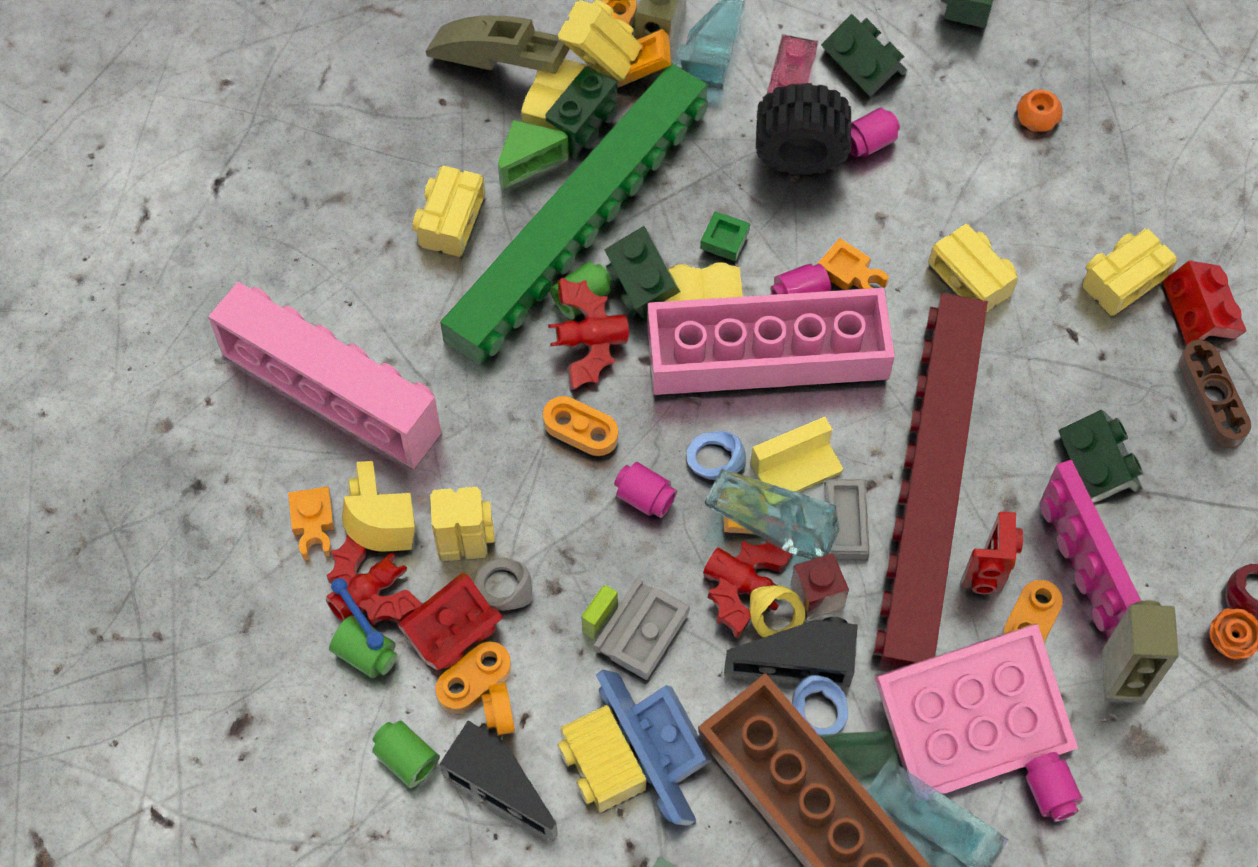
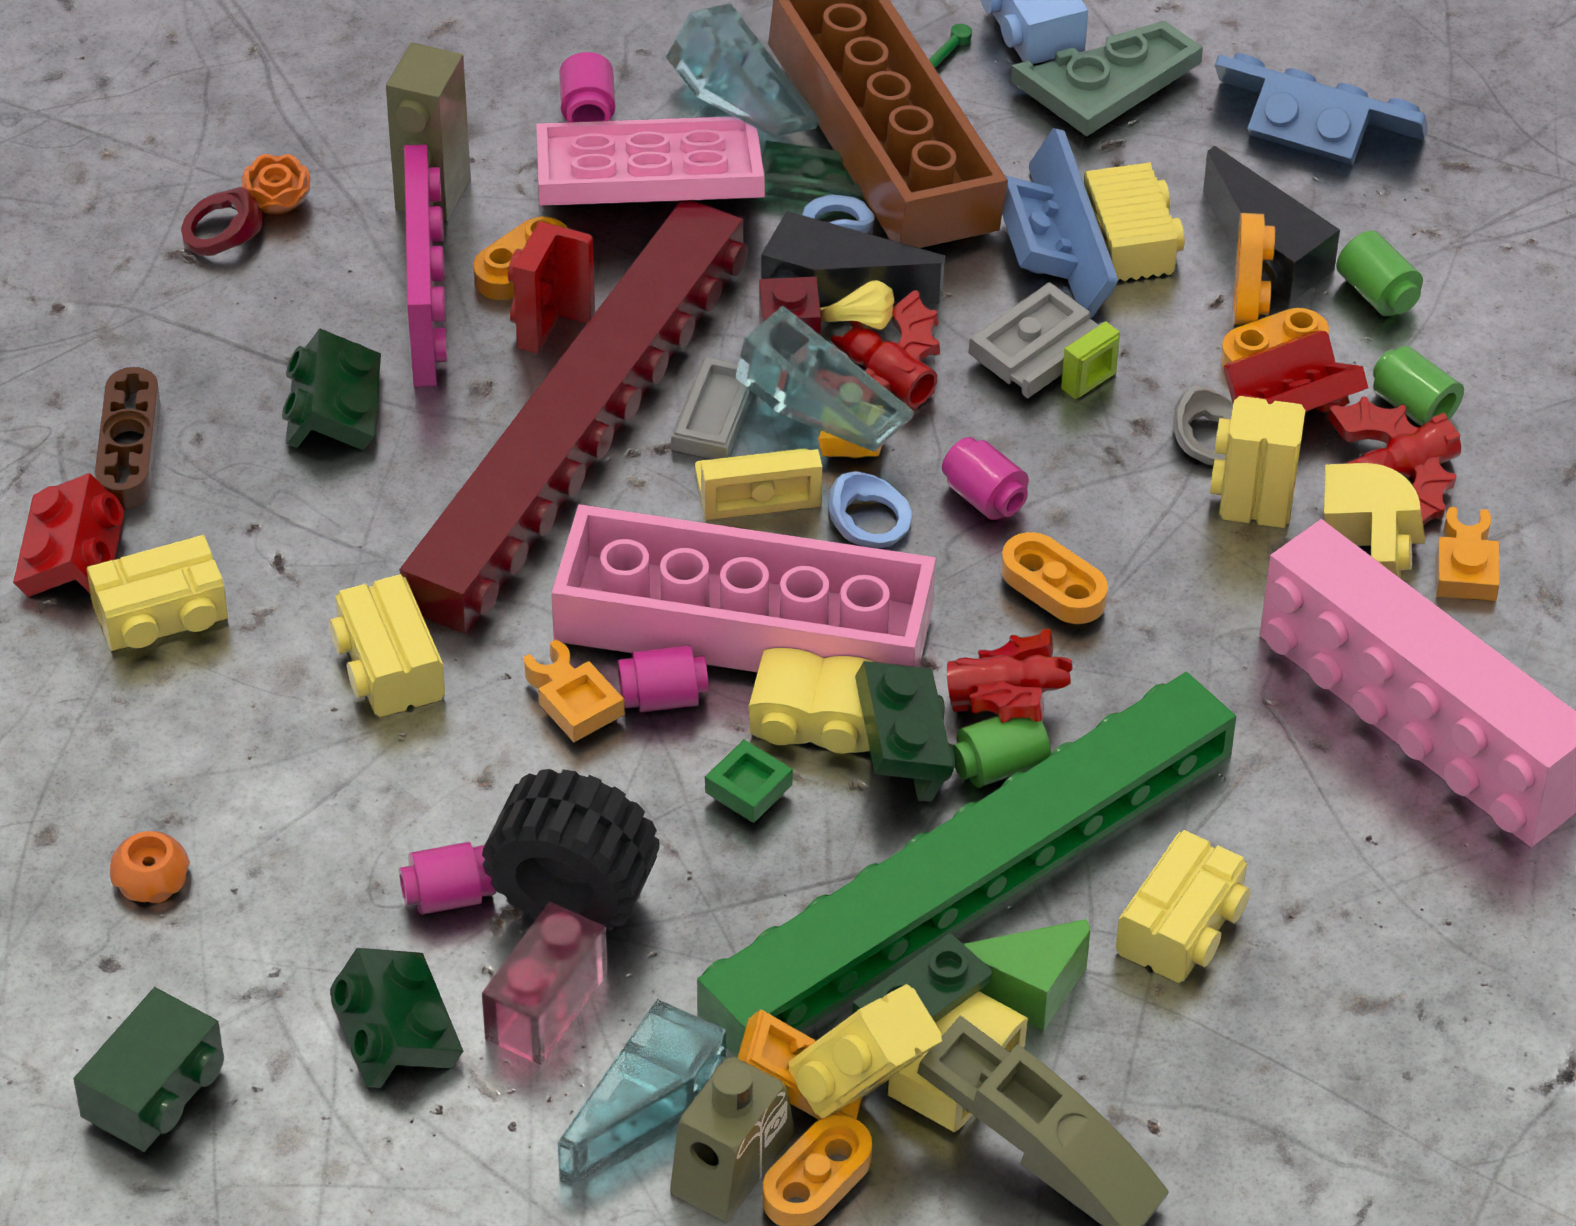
camera: 165 degrees left, 15 degrees down
(374, 638) = (1402, 360): blue hinge -> none

